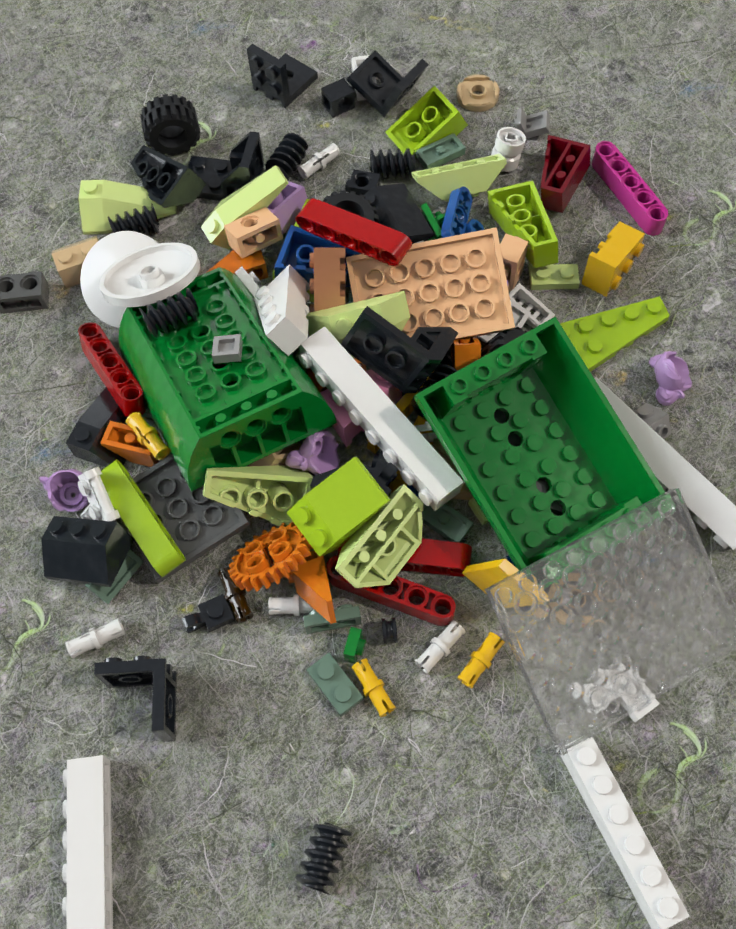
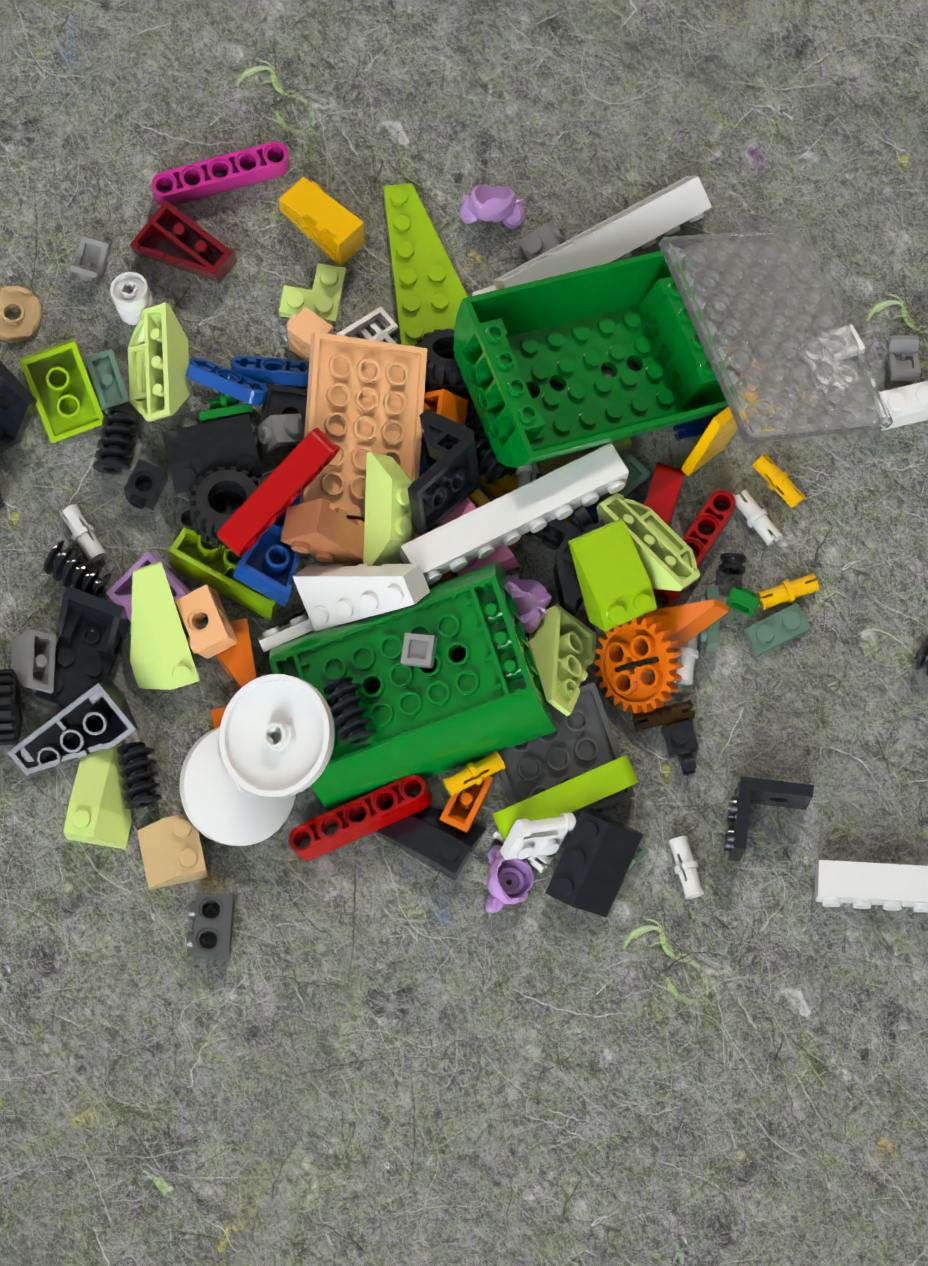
camera: 85 degrees left, 10 degrees up
(208, 143) = (34, 660): none -> light grey slope
(523, 215) = (255, 303): lime wedge -> none
(639, 762) = (904, 358): none -> light grey bracket

